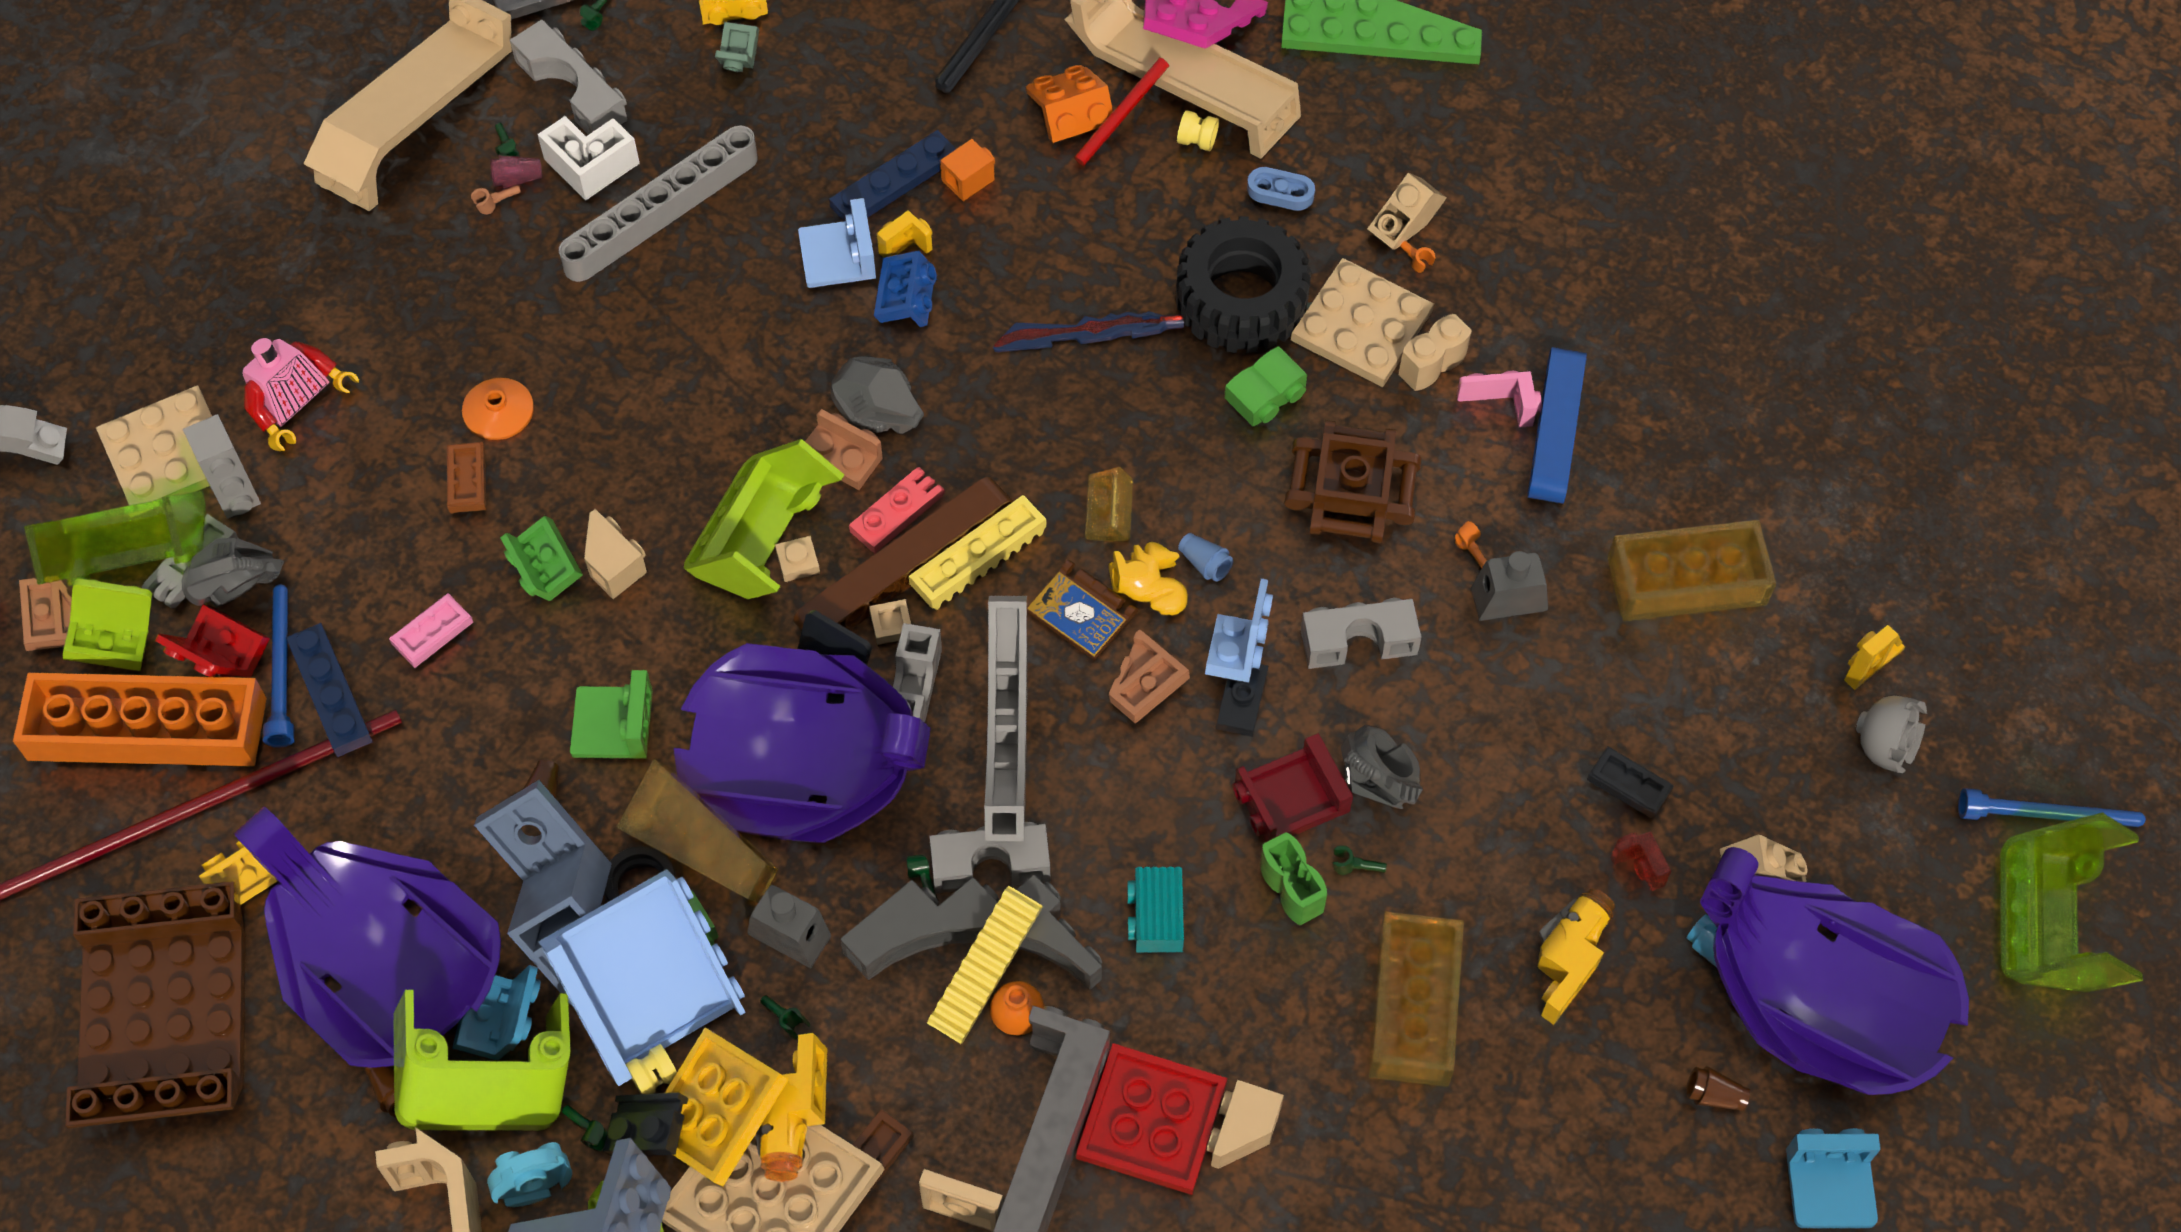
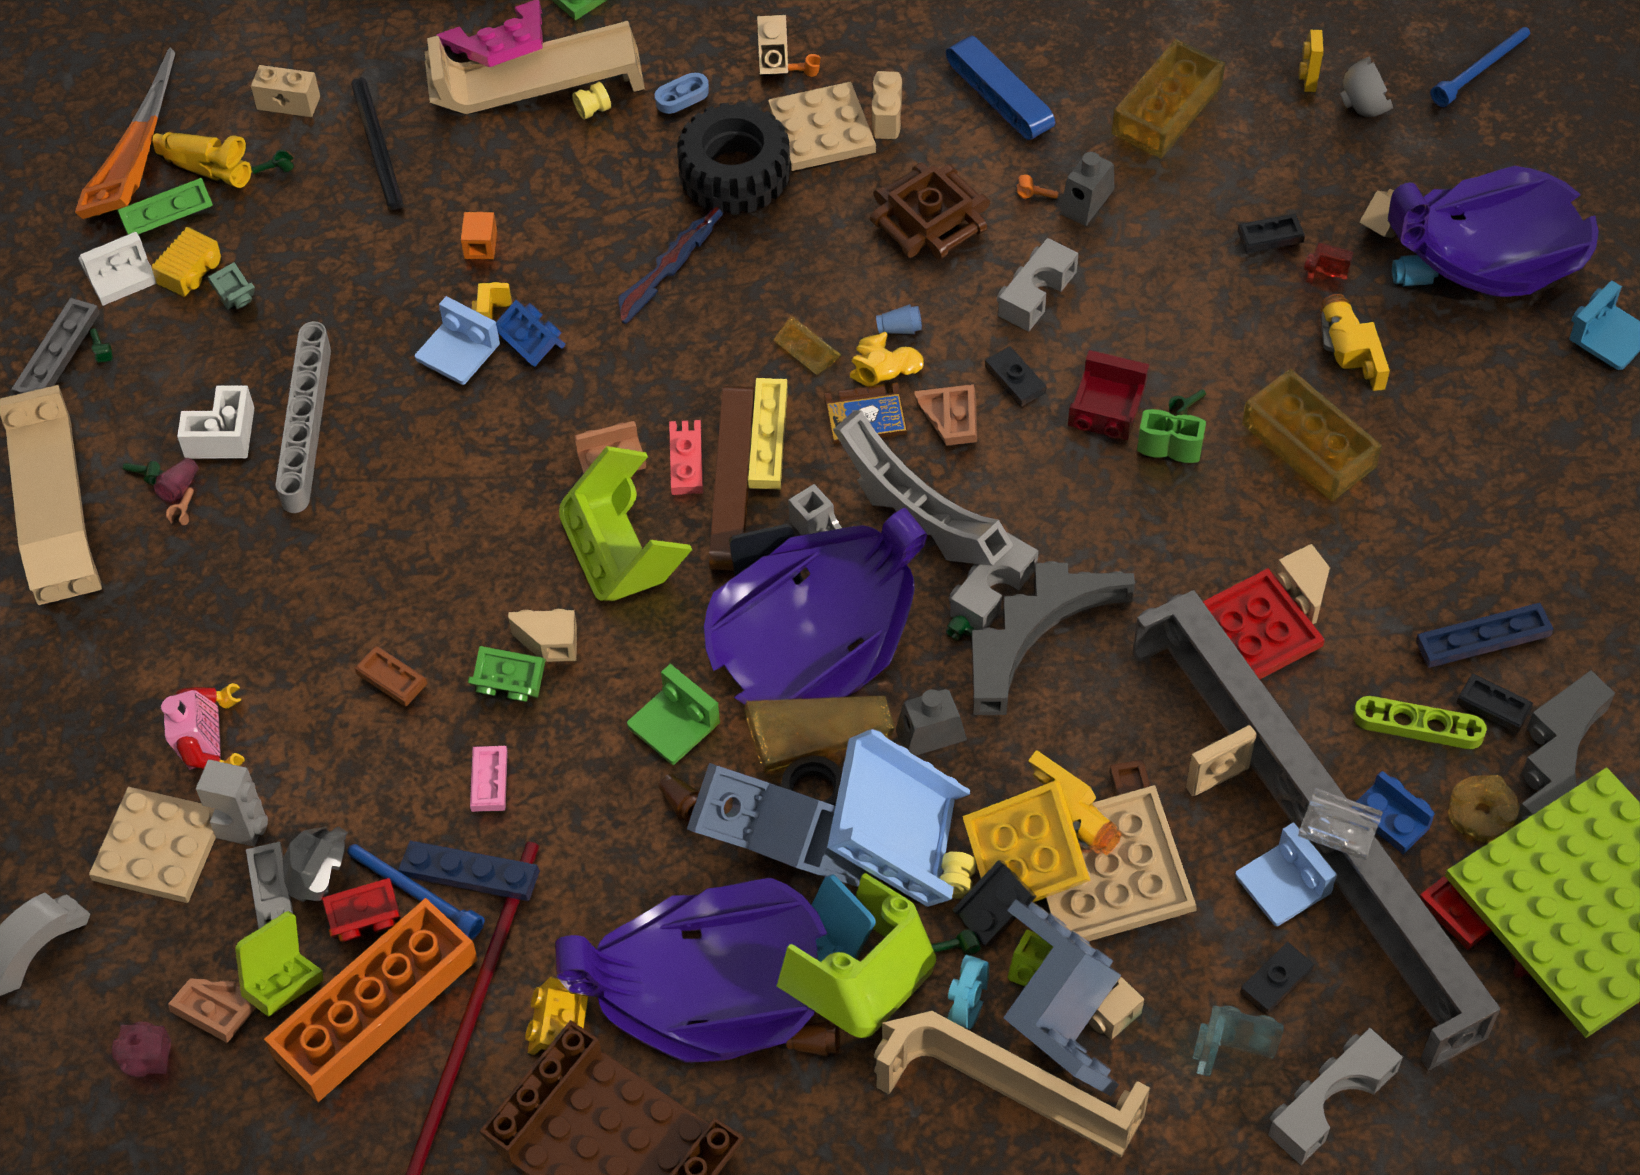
camera: 45 degrees left, 5 degrees down
(118, 538) = (216, 902): clear neon green windscreen -> none
(502, 419) = (352, 634): orange dish -> none
(546, 55) = (104, 395): light grey arch -> none
(787, 1017) = (992, 773): dark green hand -> none
(797, 559) = (662, 530): tan plate -> none
(875, 395) = (592, 402): dark grey helmet -> none
(889, 620) = (767, 513): tan plate -> none
(895, 176) = (434, 279): dark blue plate -> none
(984, 964) = (1071, 633): light yellow gear -> none
(1013, 1005) = (1108, 646): orange brick -> none
(1071, 101) = (495, 142): orange bracket -> none
(1121, 111) = (533, 126): red bar -> none
(1158, 909) = (1119, 522): teal brick -> none
(1235, 641) = (988, 343): light blue bracket -> none
(1266, 387) = (816, 203): bright green brick -> none
(1380, 767) = (1144, 339): dark grey helmet -> none
(1505, 385) = (957, 85): bright pink bracket -> none
(1716, 1090) = (1502, 342): reddish brown cone -> none
(2041, 905) = (1516, 100): clear neon green windscreen -> none

